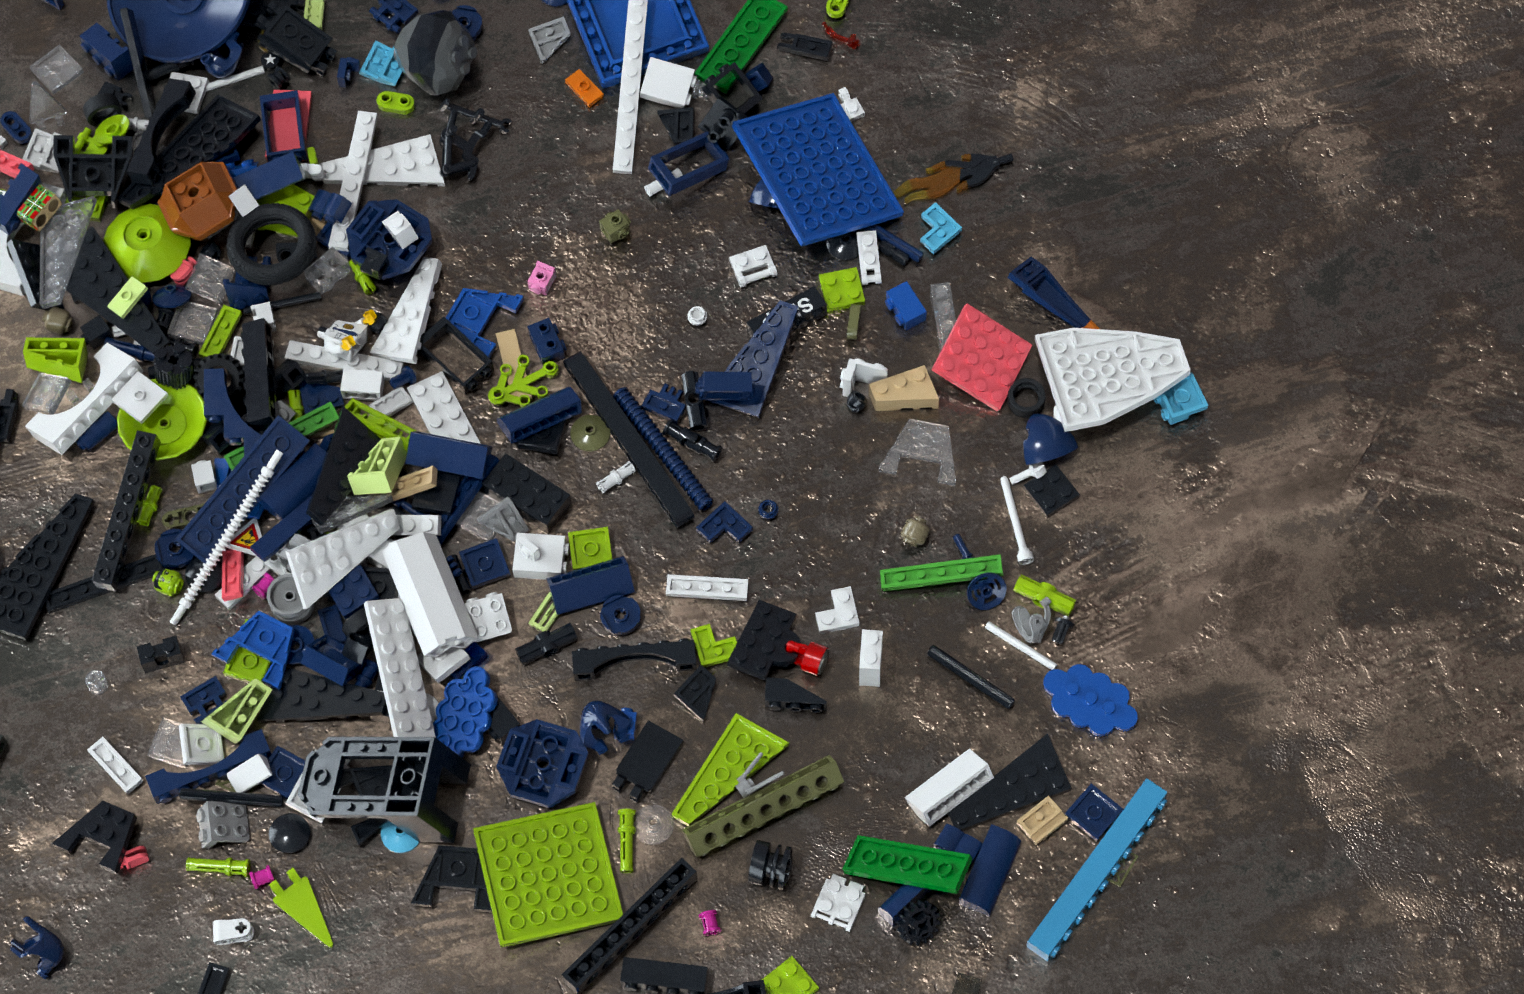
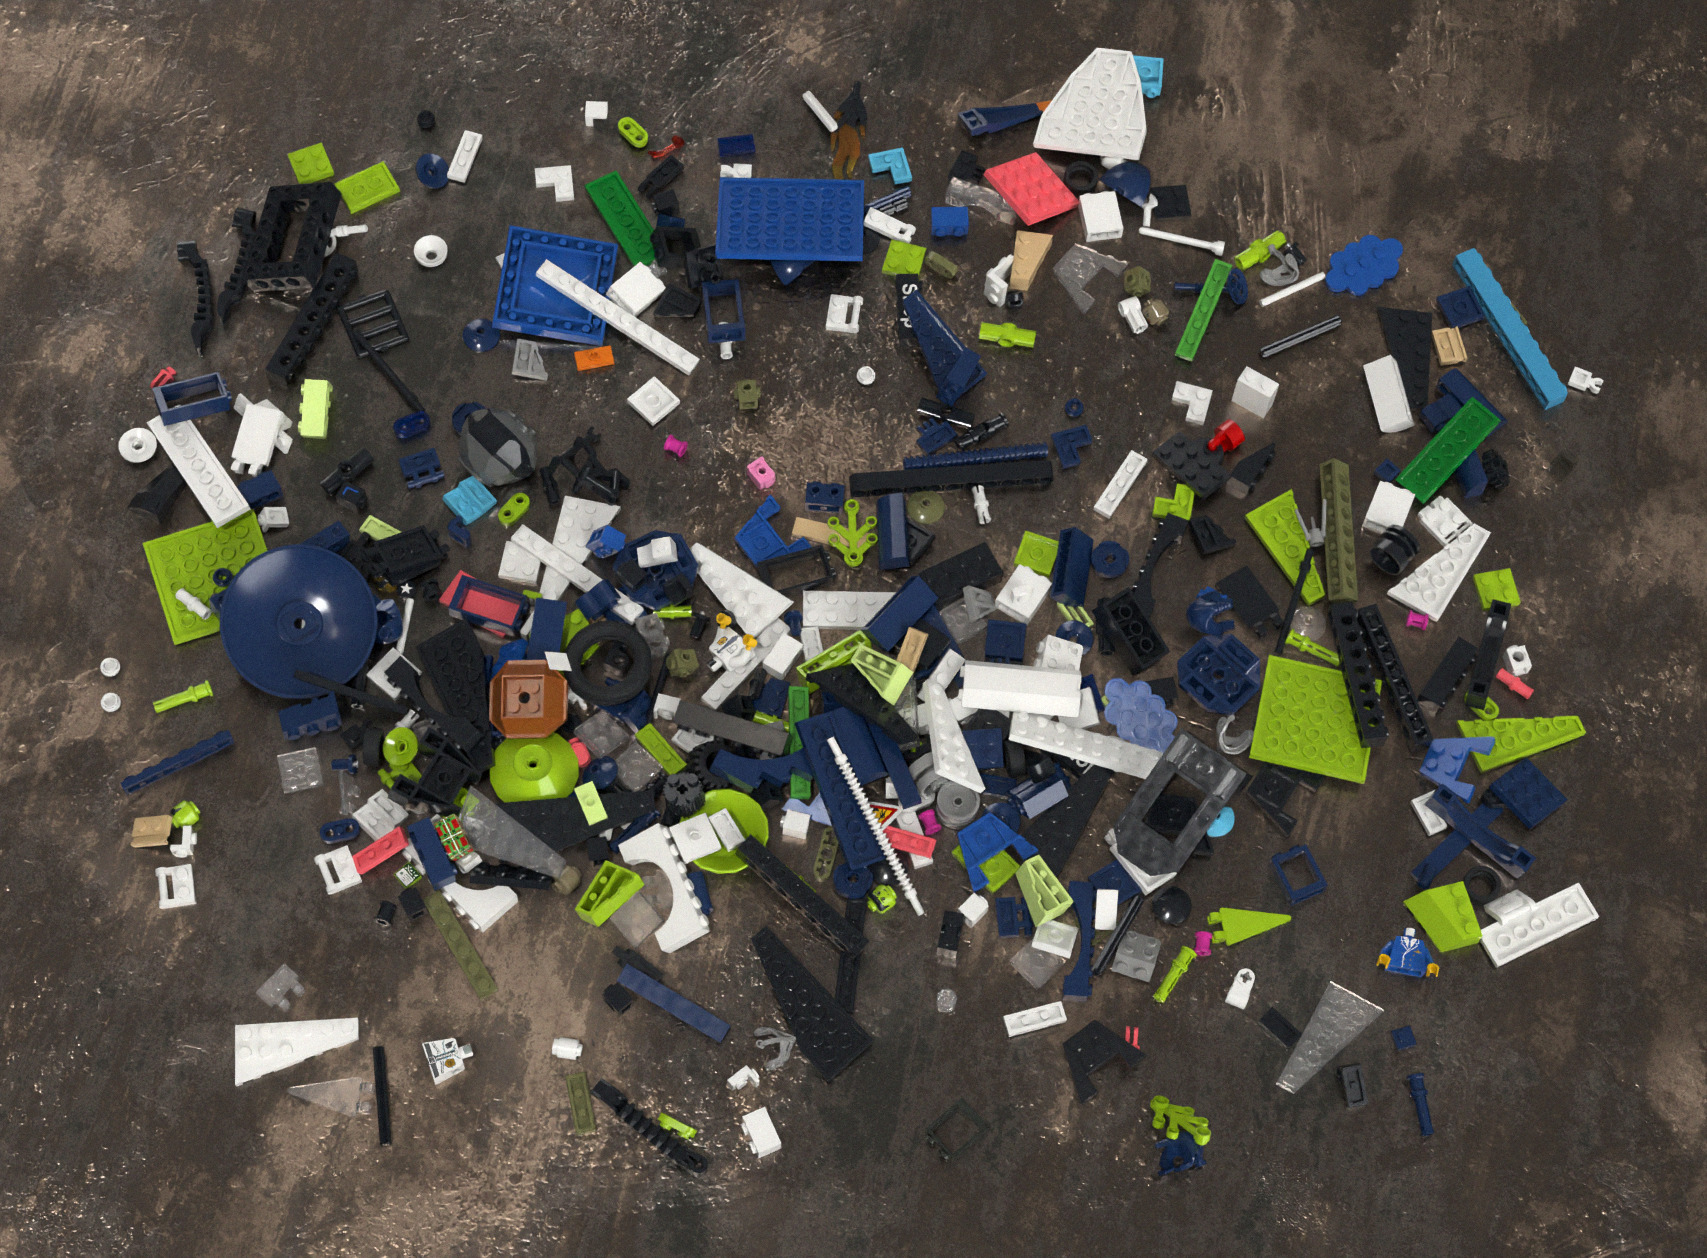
camera: 70 degrees left, 0 degrees up
(30, 235) = (468, 862): none -> white bracket
(79, 100) = (346, 764): none -> dark blue piece
(81, 915) = (1161, 1106): none -> lime plant
(160, 417) = (726, 829): none -> white plate
(195, 662) = (973, 909): none -> white brick
(318, 303) = (682, 662): none -> olive brick
(340, 133) = (518, 564): none -> white plate
(363, 218) = (632, 575): none -> black brick
(365, 301) = (700, 620): none -> black piece
(372, 955) = (1294, 897): none -> dark blue window
(394, 186) = (606, 541): none -> blue brick
(424, 126) = (550, 486): none -> black pin
(485, 803) = (1239, 743): none -> light grey helmet
(524, 613) = (1078, 631): none -> dark blue dish
(530, 196) = (675, 445): none -> dark pink bush
(543, 662) = (1130, 631): none -> black brick
(566, 156) = (653, 401): none -> white plate
(667, 844) = (1367, 735): none -> black brick
(703, 791) = (1304, 568): none -> black bar
(769, 924) = (1436, 580): none -> white wing
(777, 63) = (665, 203): none -> black brick
(811, 414) = (1007, 334): none -> lime piece
(819, 843) = (1388, 507): none -> white brick
(861, 823) = (1387, 471): none -> dark blue plate
(878, 89) = (736, 145): none -> clear blue plate
(904, 509) = (1131, 310): none -> white piece
(937, 499) = (1137, 281): none -> olive brick
(959, 140) = (820, 111): none -> white axle
(975, 292) = (966, 168): none -> black hinge
(994, 433) = (1100, 216): none -> white brick
(1080, 967) = (1582, 379): none -> white plate

